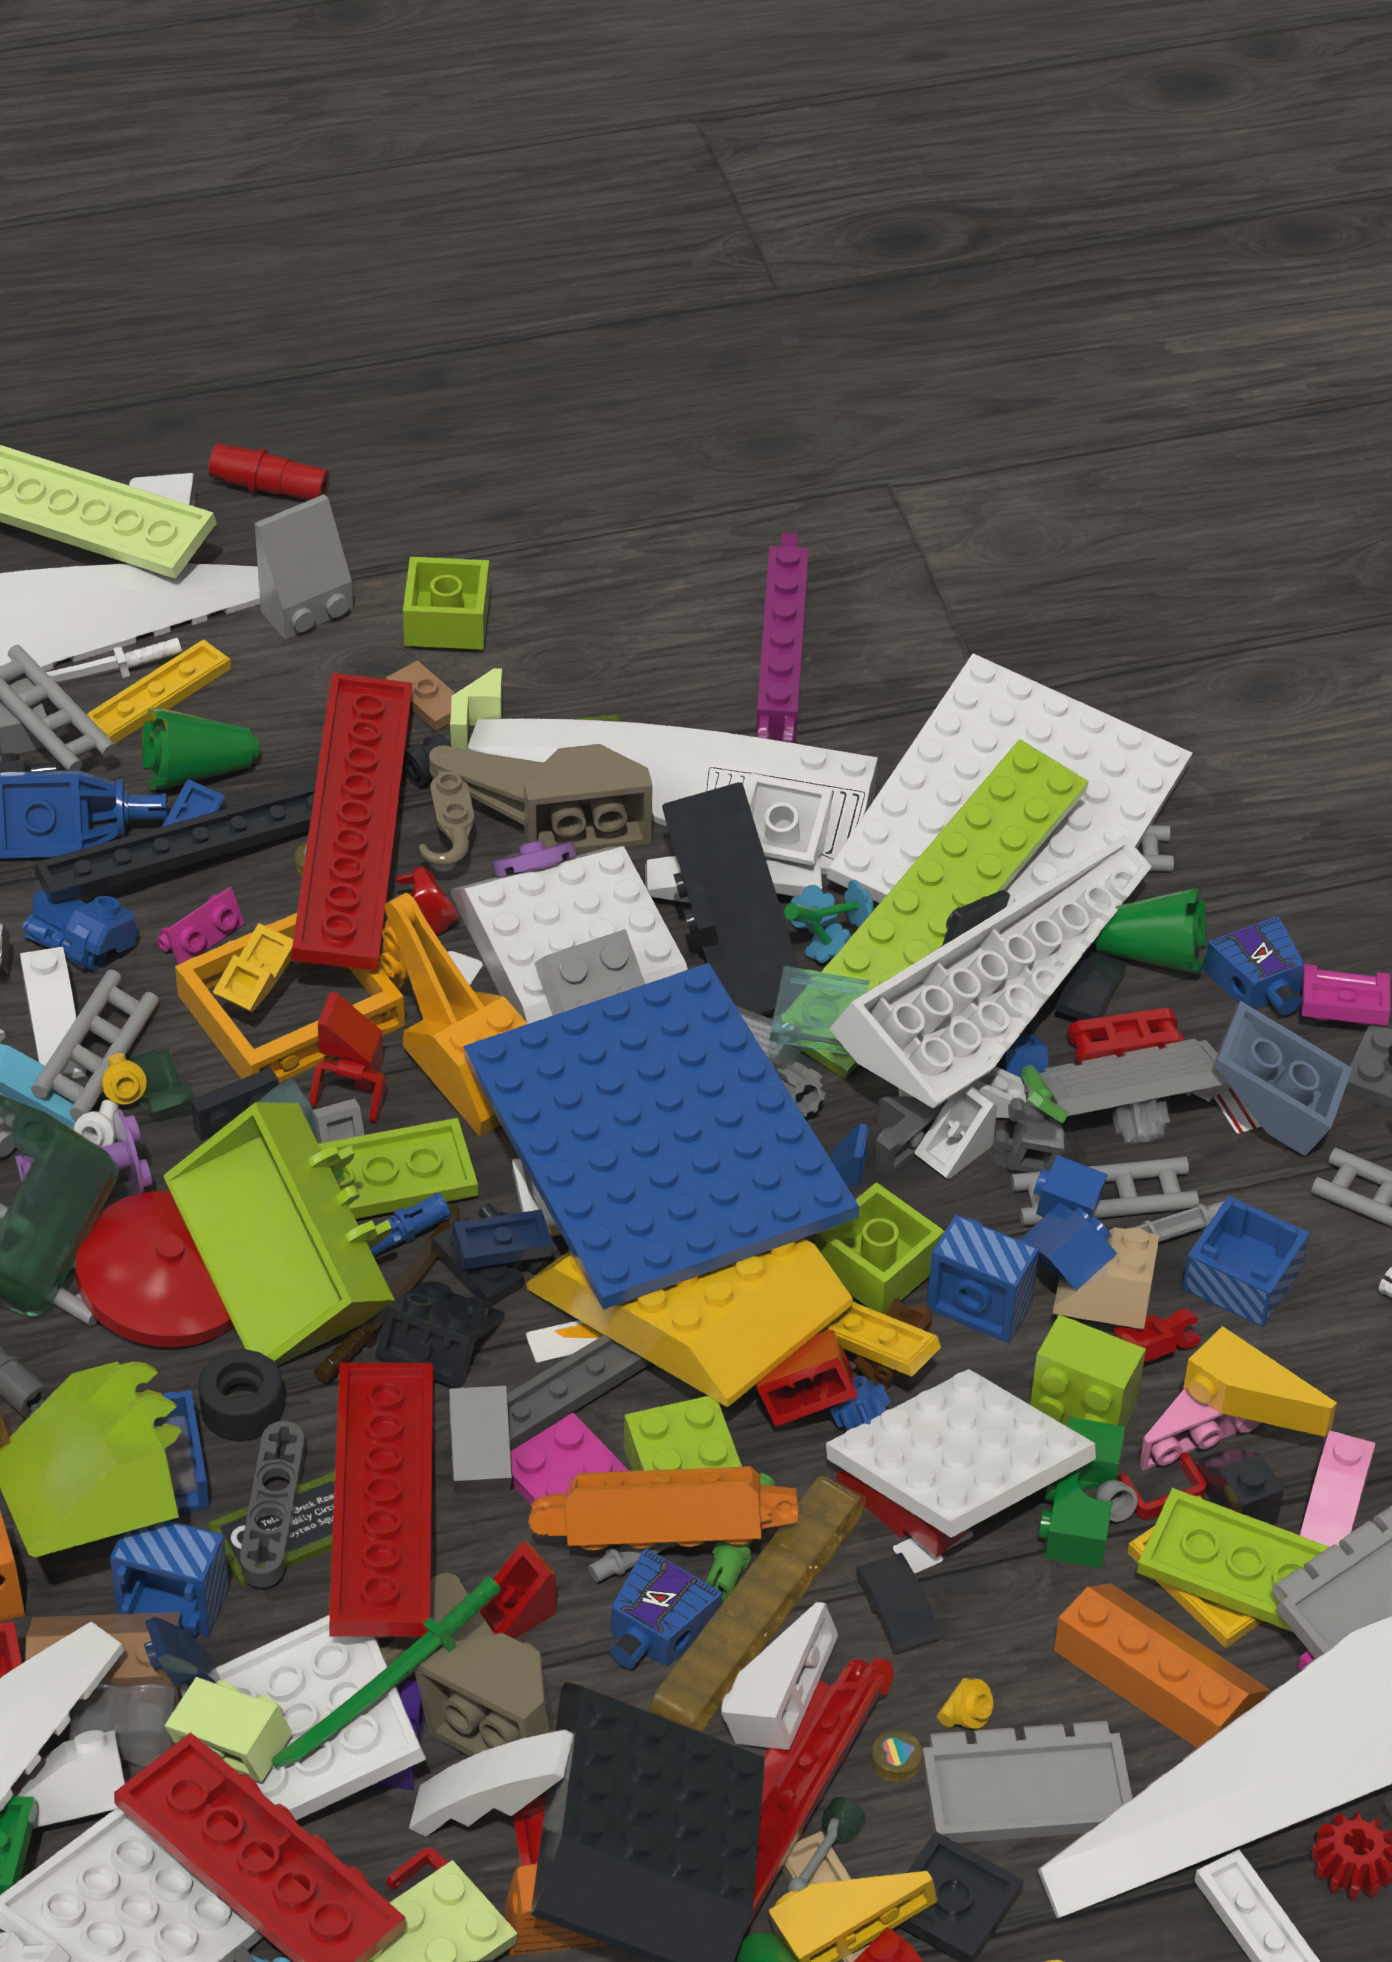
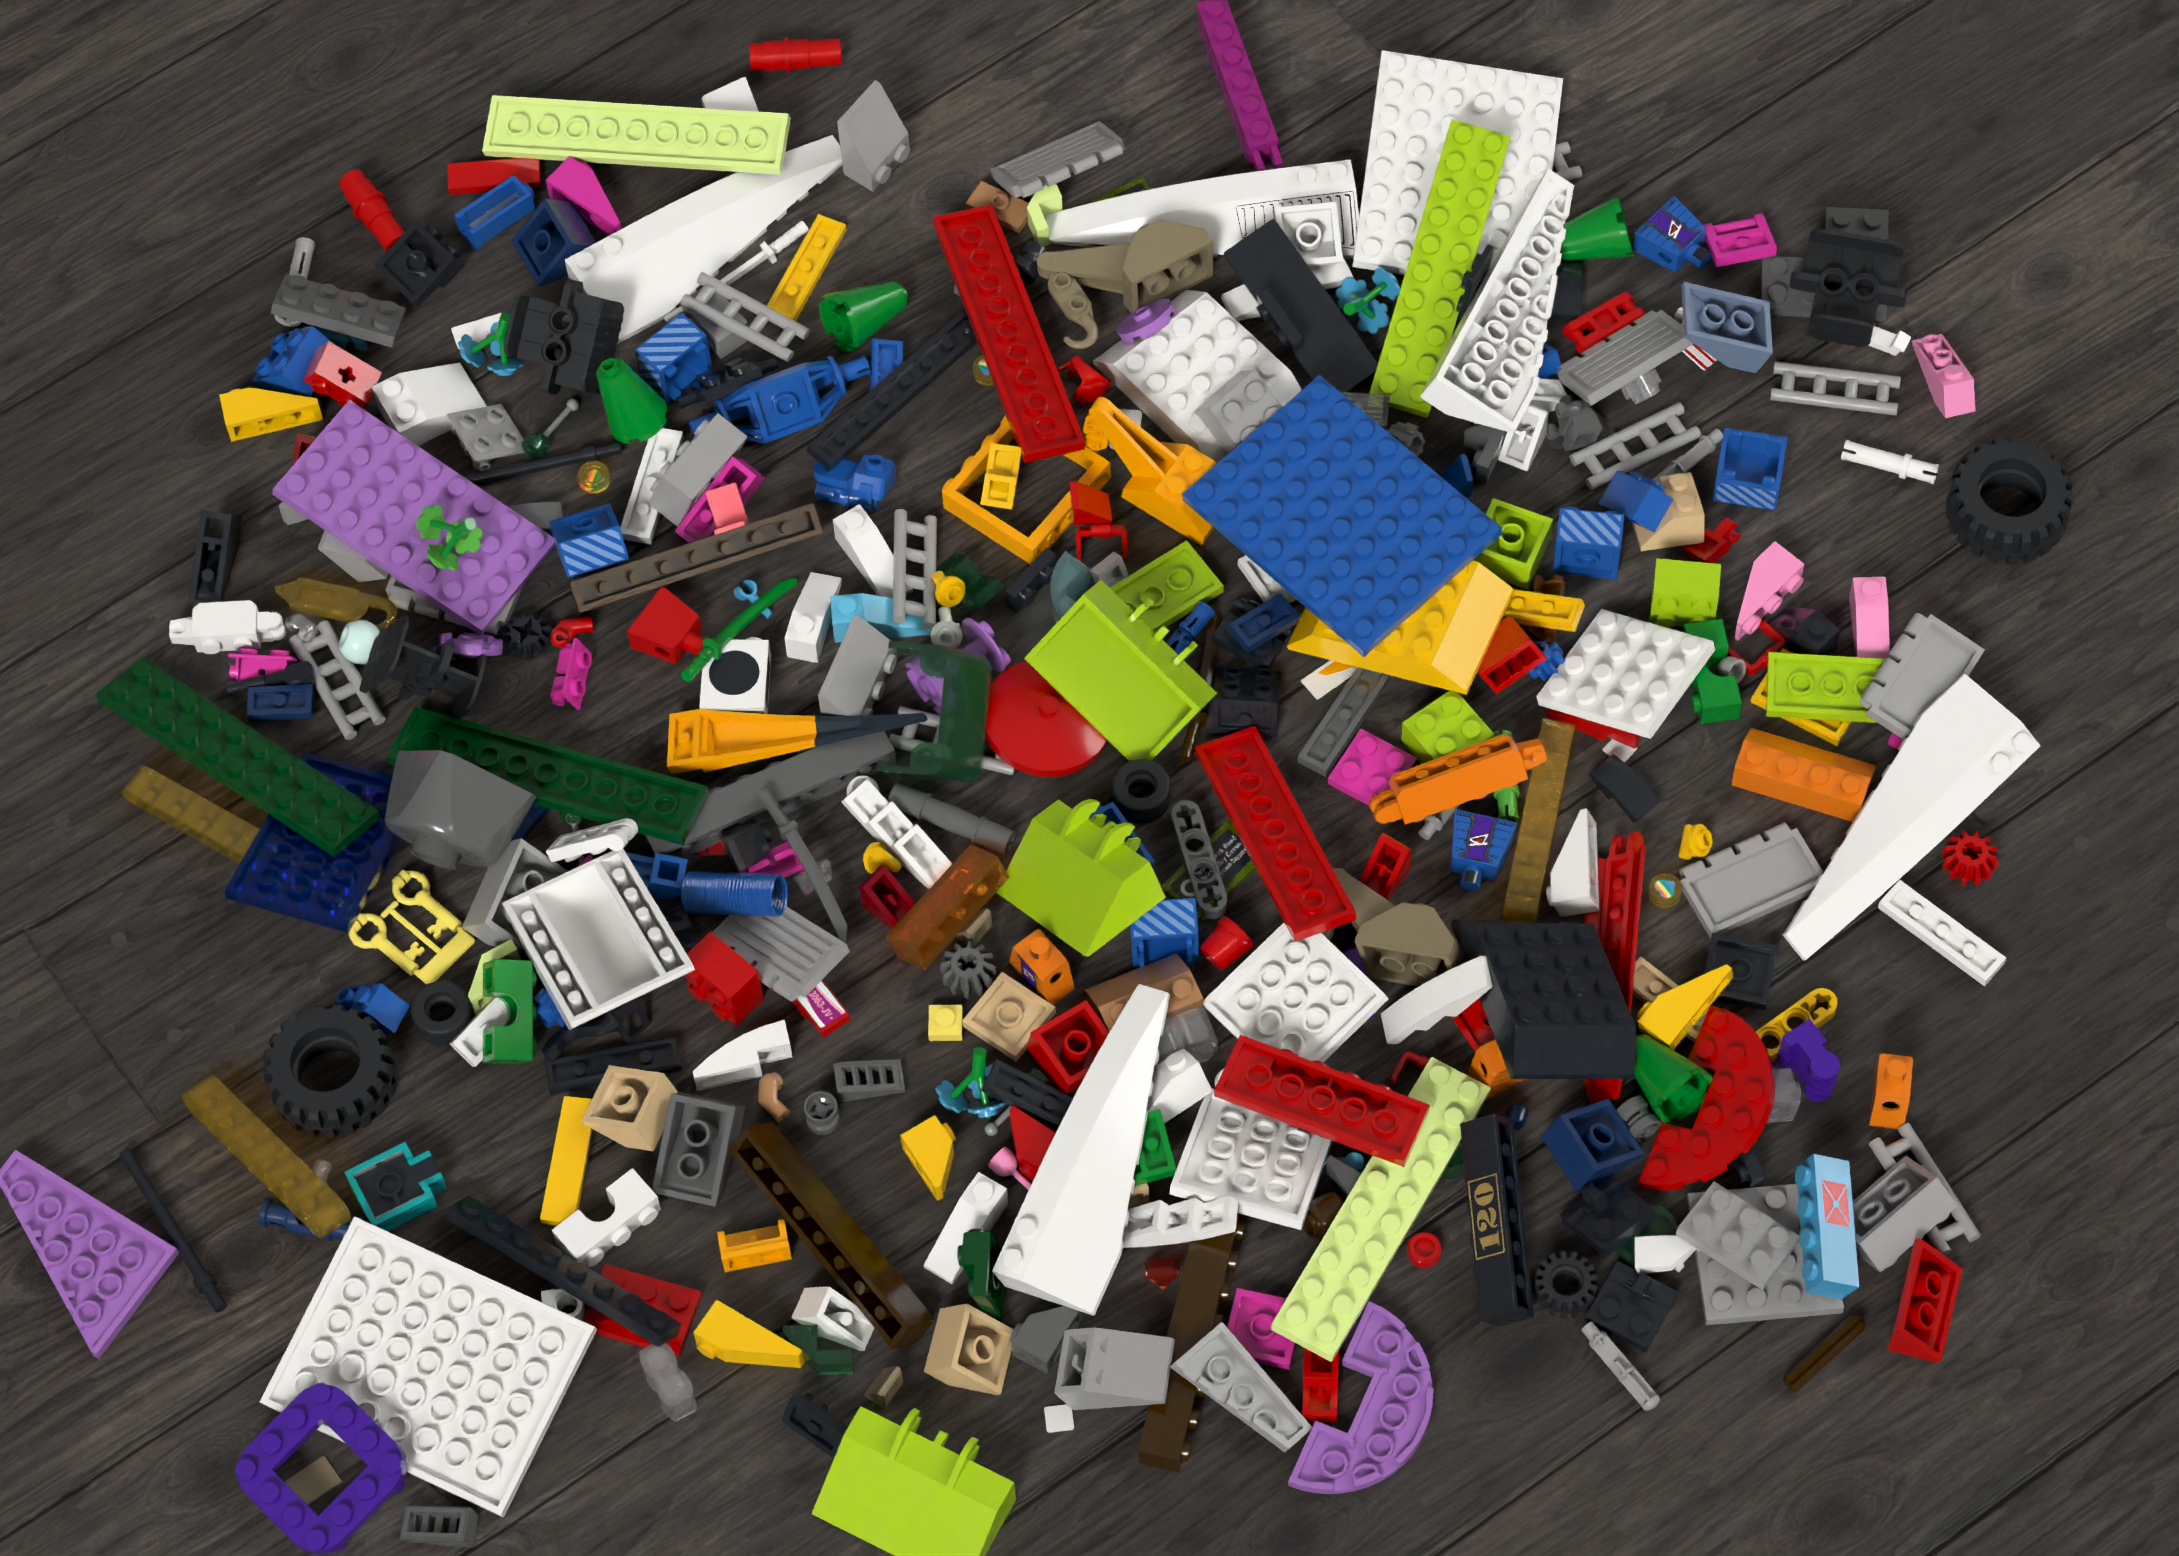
camera: 15 degrees left, 15 degrees up
(178, 1653) = (1206, 987): dark blue slope -> none
(202, 927) = (941, 442): dark pink hinge -> none
(232, 1724) = (1261, 1019): yellowish green brick -> none
(249, 1620) = (1225, 943): none -> red piece
(437, 1635) = (1351, 943): green sword -> none
(446, 603) = (983, 127): lime brick -> none
(480, 1439) = (1314, 770): light grey panel -> none
(519, 661) = (1058, 160): none -> light grey hinge
(810, 1005) = (1396, 377): clear light blue tile -> none
(840, 1822) = (1650, 946): hinge -> none
(1041, 1094) = (1570, 390): bright green piece -> none
(1070, 1185) = (1618, 455): blue brick -> none
(1254, 1387) = (1794, 564): yellow slope -> none

